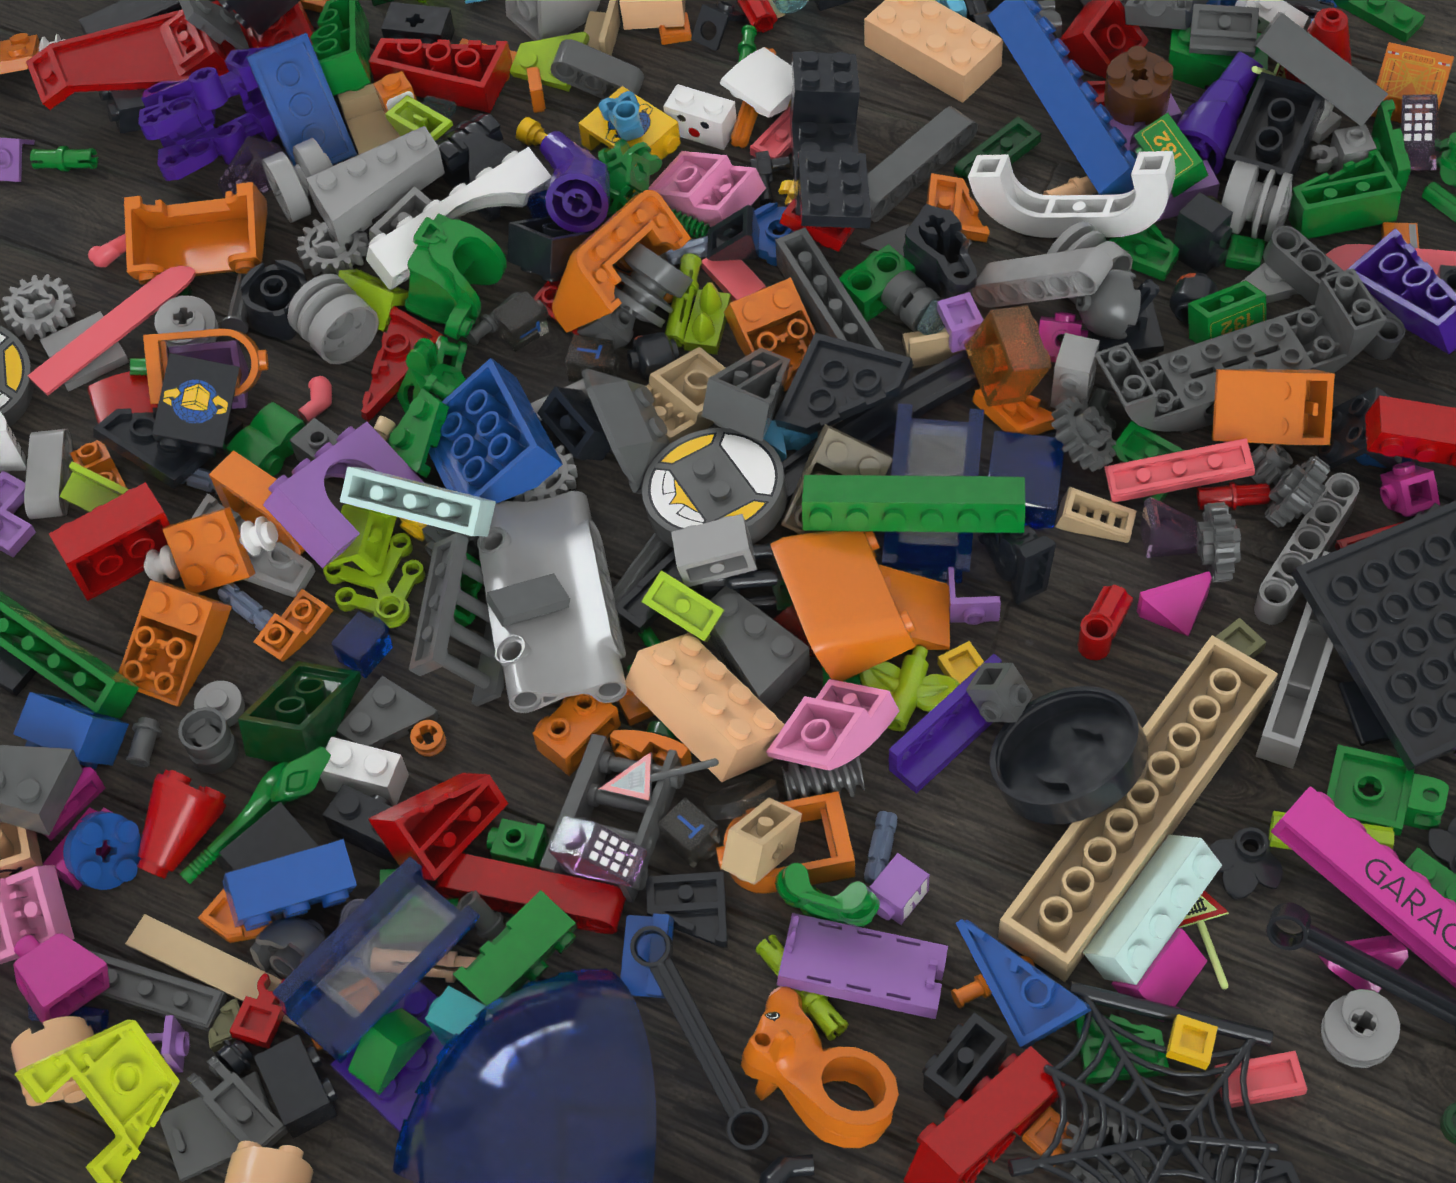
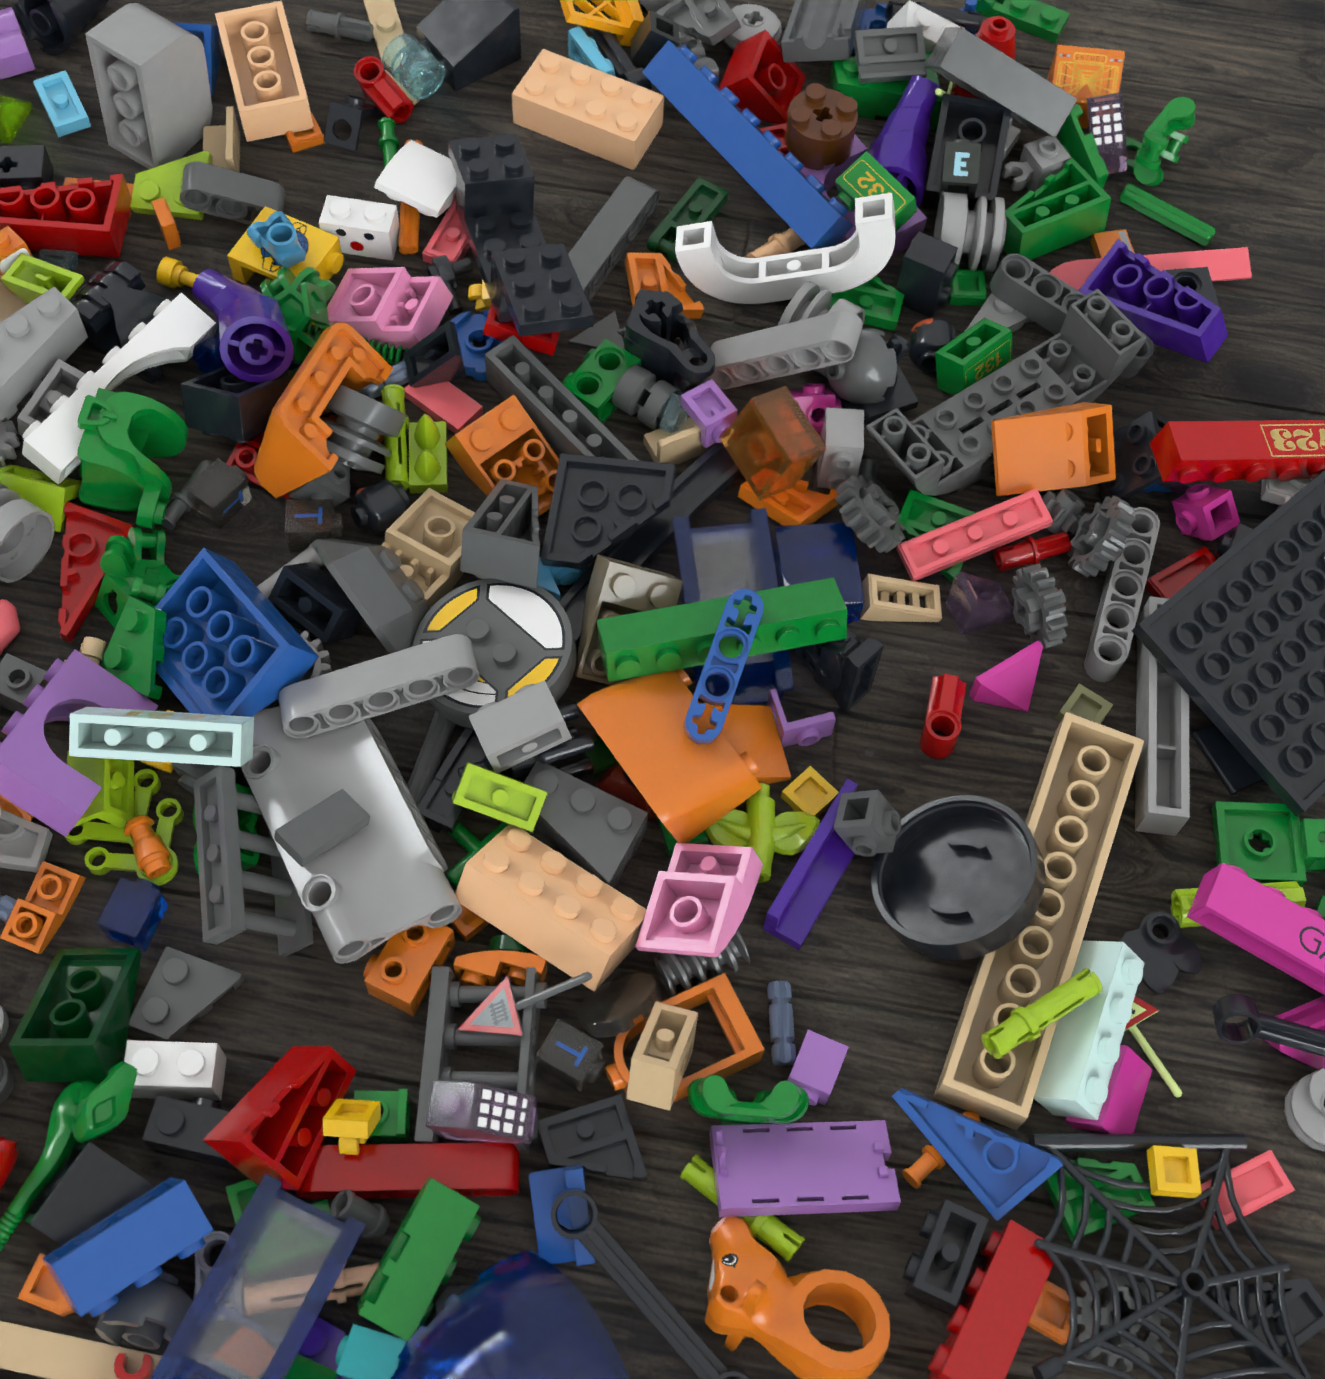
camera: 25 degrees left, 5 degrees up
(387, 592) = (148, 848): none -> orange arm
(439, 738) = (252, 1008): orange bush -> none
(491, 839) = (351, 1122): none -> yellow tile
(606, 497) = (378, 686): none -> light grey beam
(905, 533) = (721, 665): none -> blue beam
(1089, 883) = (1029, 1021): none -> lime pin
(1258, 141) = (960, 167): none -> pearl dark grey brick

